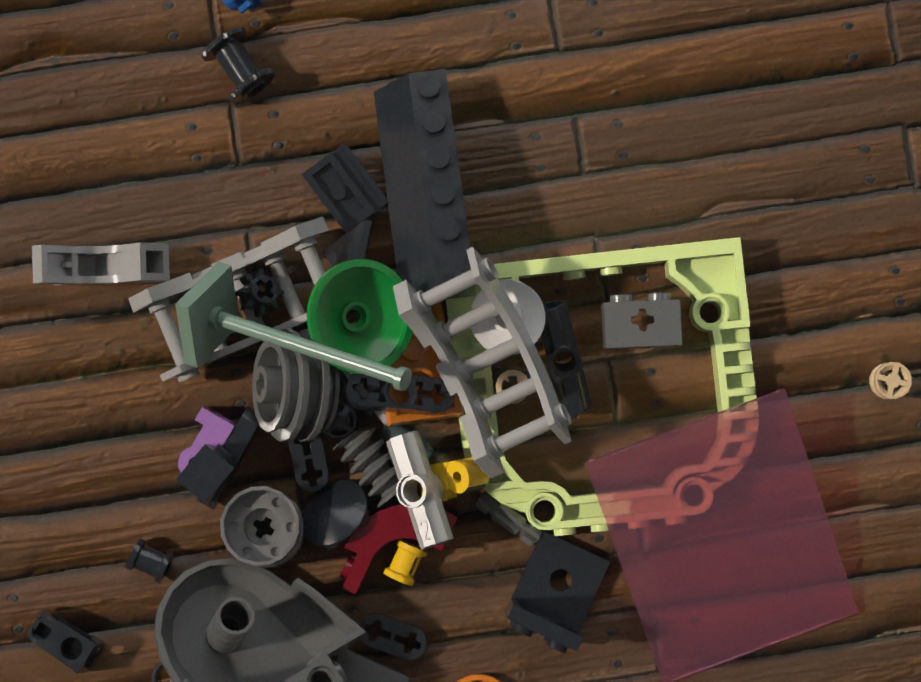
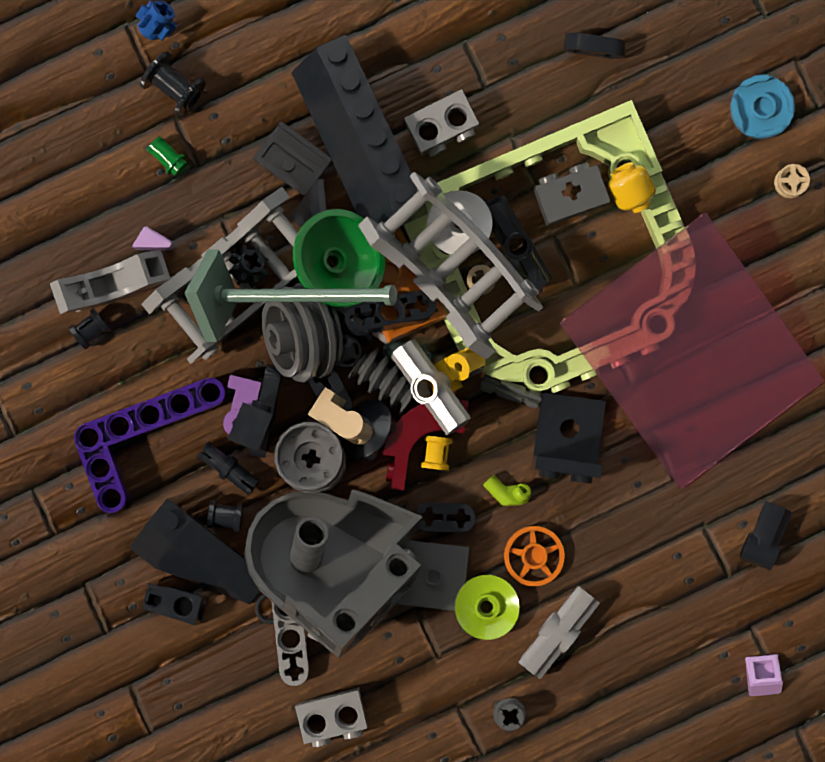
camera: 10 degrees left, 0 degrees up
(64, 307) = (89, 328): none -> black bush
(83, 431) = (137, 427): none -> dark purple beam
(95, 582) = (191, 551): none -> black wedge
(162, 230) = (151, 240): none -> lavender slope
(170, 509) = (228, 468): none -> black pin
(208, 143) = (168, 156): none -> green pin
(313, 503) = (345, 423): none -> tan leg
(469, 632) = (508, 495): none -> lime arm
(519, 189) = (437, 116): none -> light grey brick
(710, 335) = (631, 187): none -> yellow head
(717, 164) = (594, 45): none -> black beam
(882, 288) = (762, 107): none -> dark azure tile

